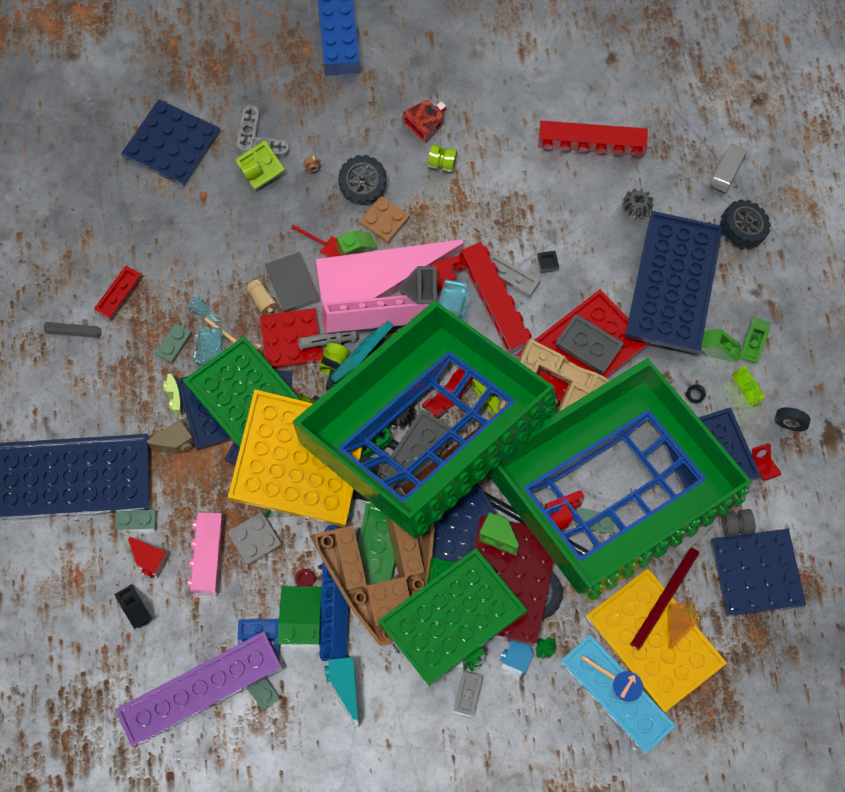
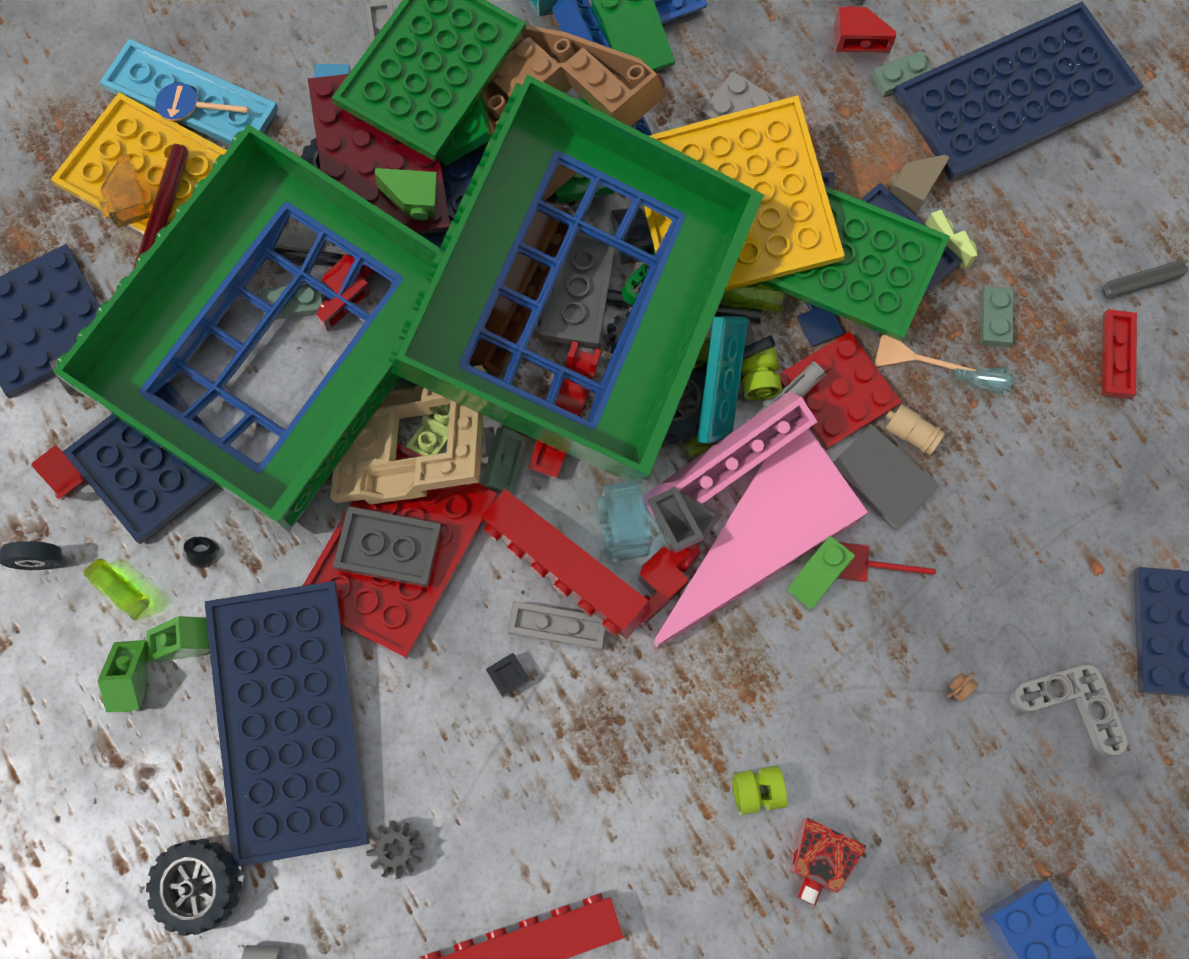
camera: 155 degrees right, 5 degrees up
(206, 554) = (788, 59): bright pink brick -> none
(209, 345) = (944, 323): clear light blue brick -> none
(260, 165) = (1042, 643): lime plate -> none
(367, 196) = (870, 660): black wheel -> none
(384, 219) = (799, 642): medium nougat plate -> none
(545, 648) = (301, 113): green plant -> none

